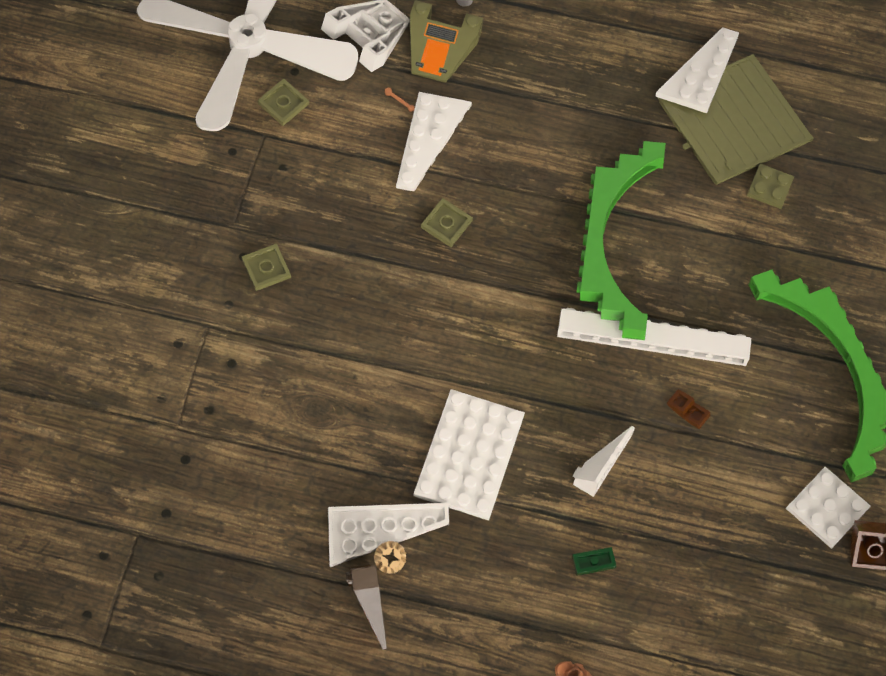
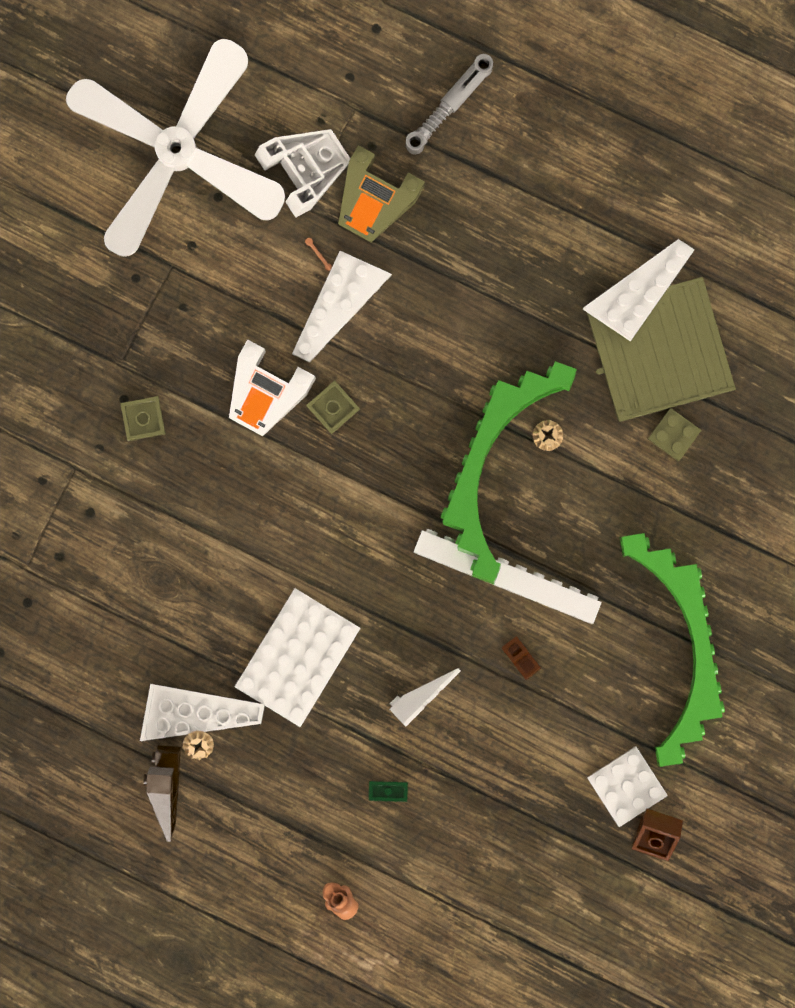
camera: 20 degrees right, 20 degrees up
(283, 102) = (197, 234): olive plate -> none
(376, 224) = (260, 397): none -> white wedge
(661, 212) = (548, 444): none -> tan gear

